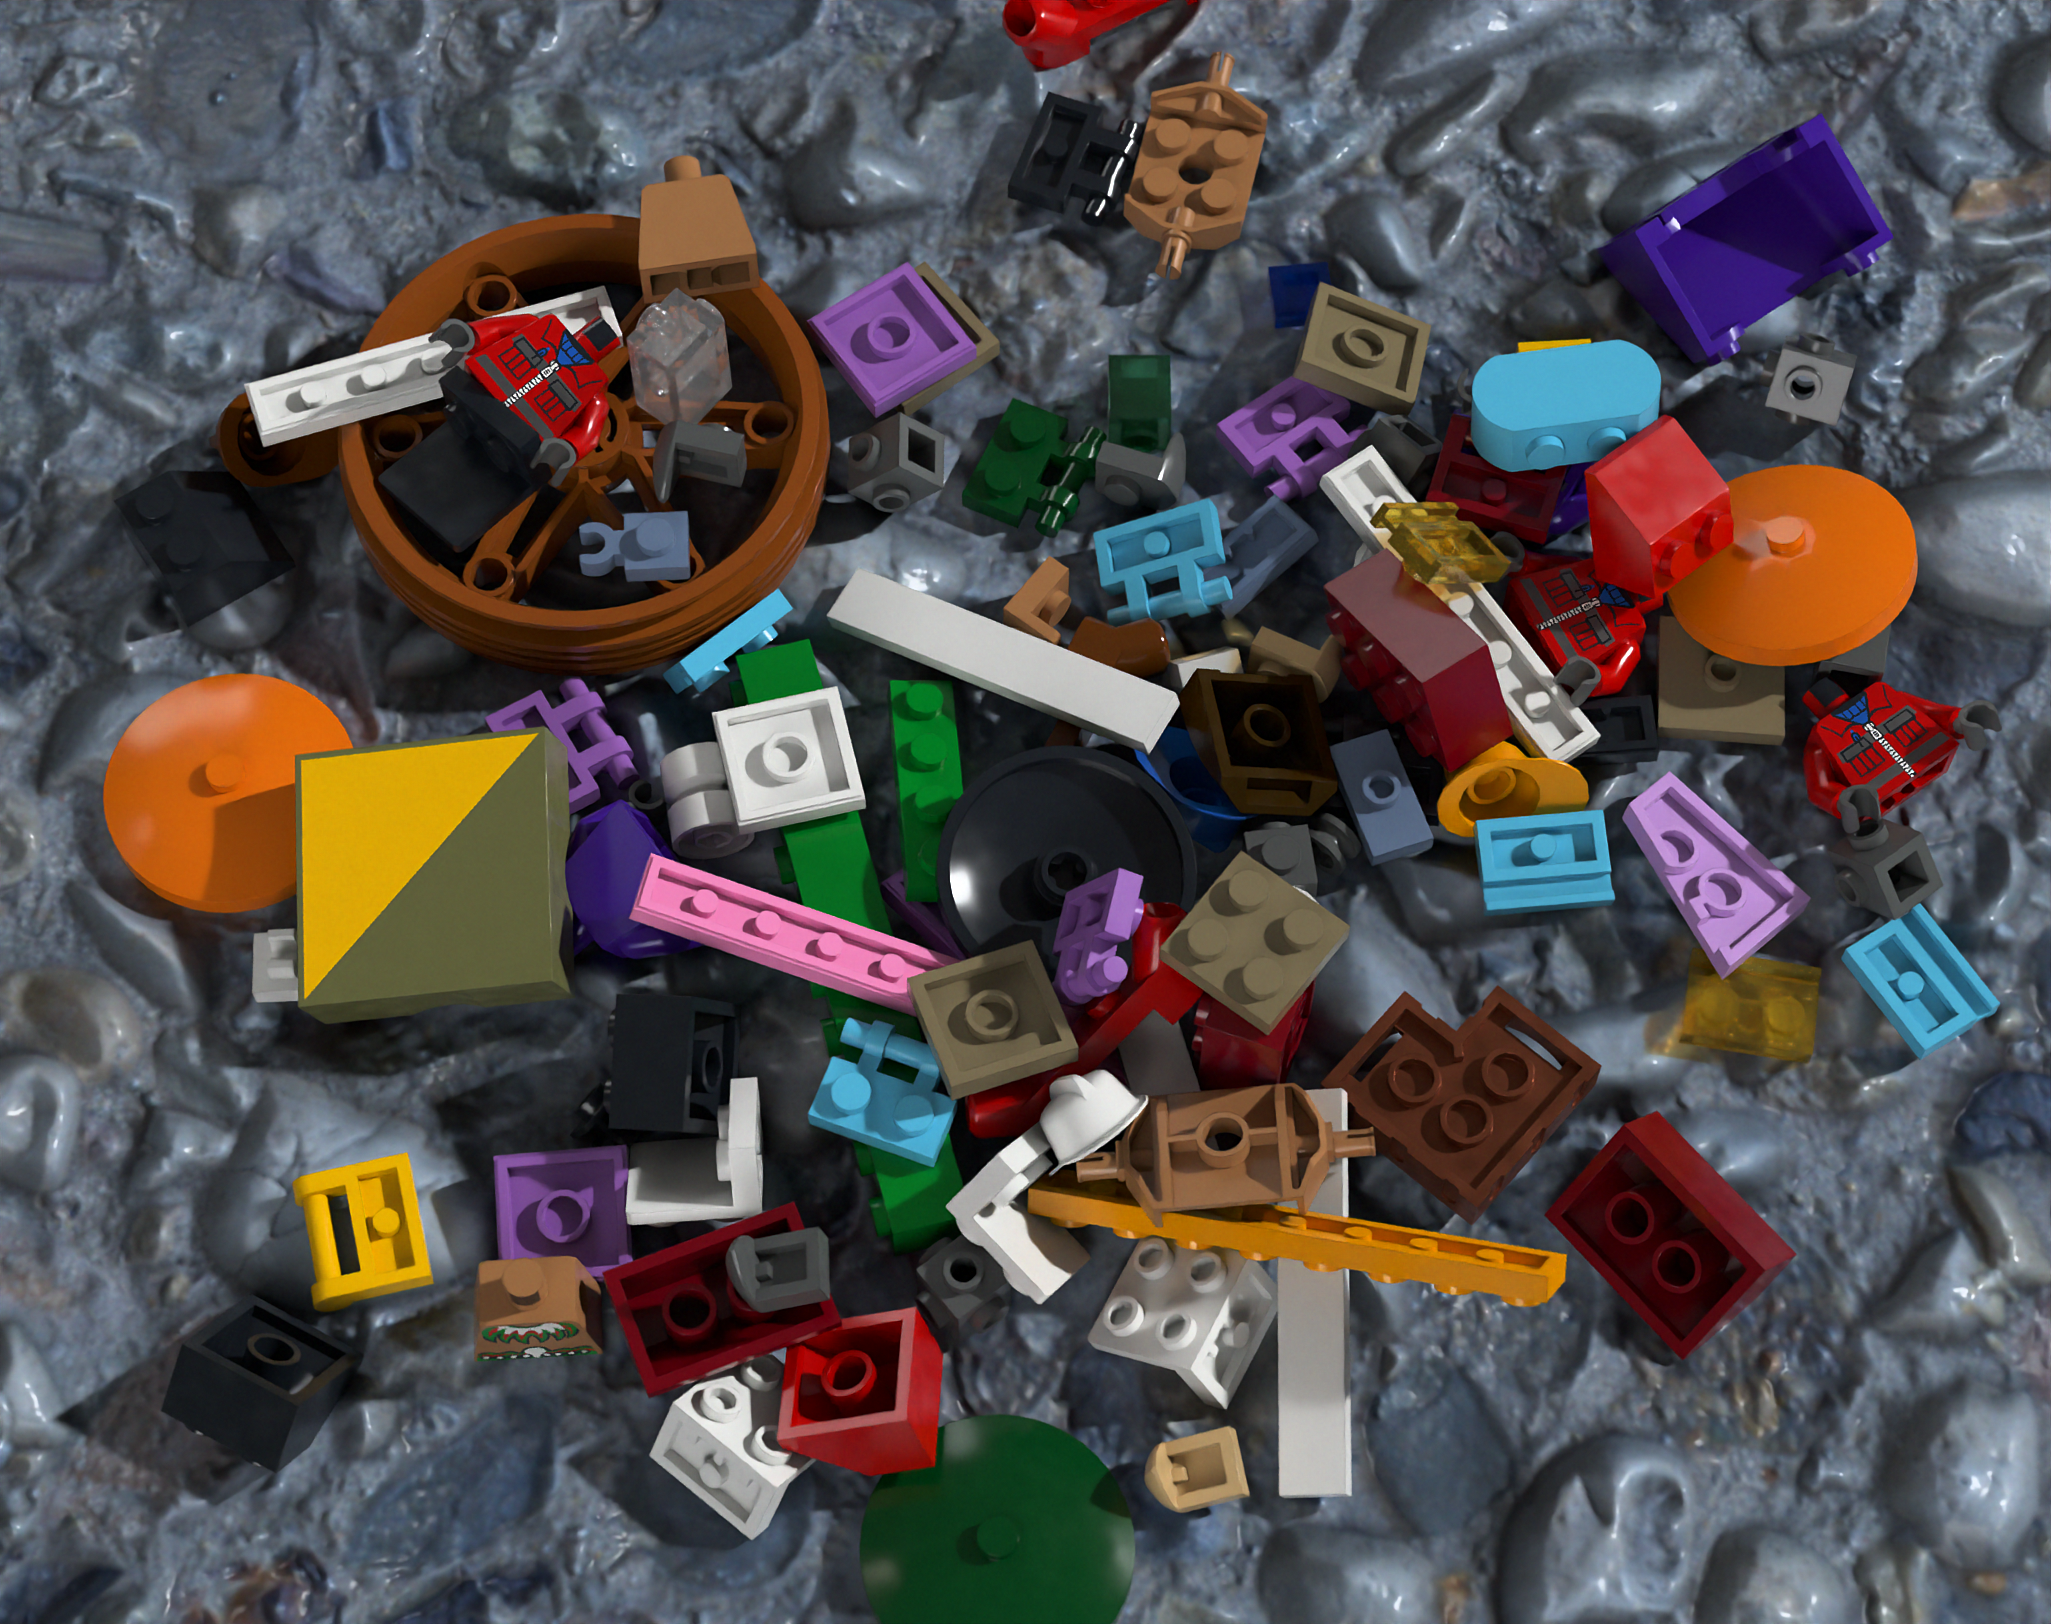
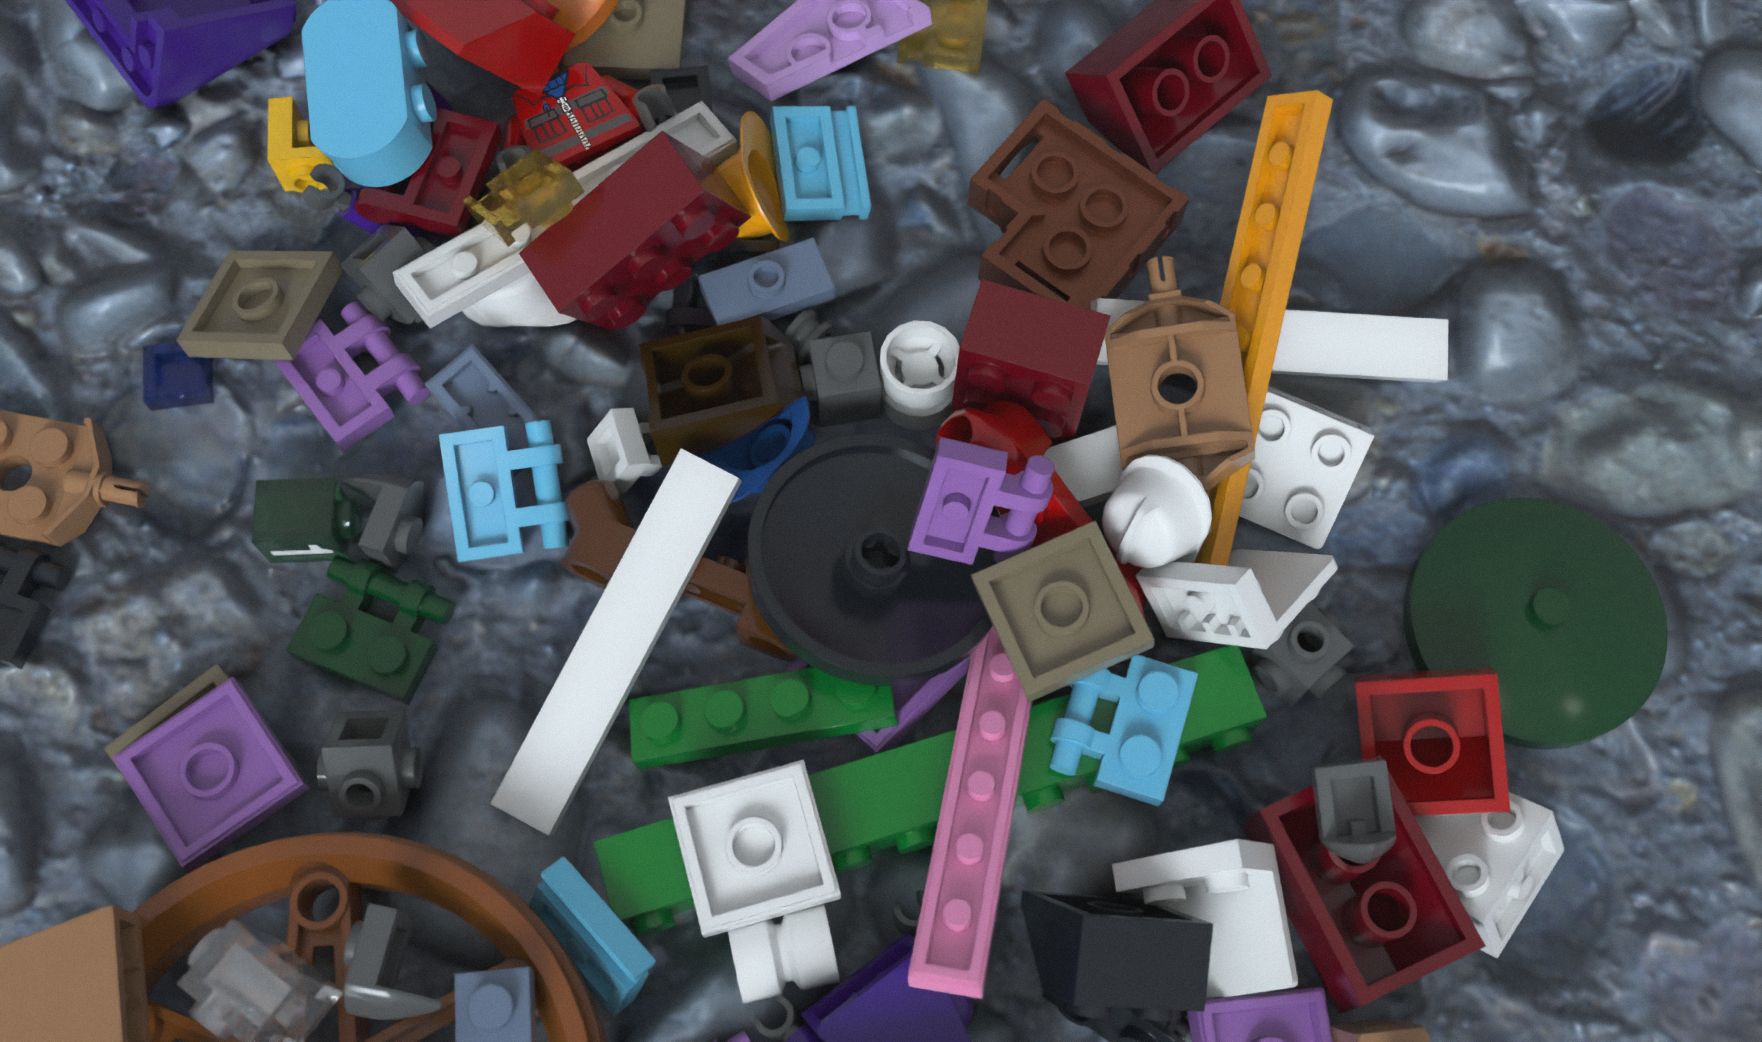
camera: 95 degrees left, 5 degrees up
(1040, 602) = (542, 610): medium nougat bracket -> none
(1197, 1471) = (1440, 447): tan plate -> none
(1254, 942) = (1002, 335): dark tan plate -> none
(1280, 655) = (619, 374): tan plate -> none

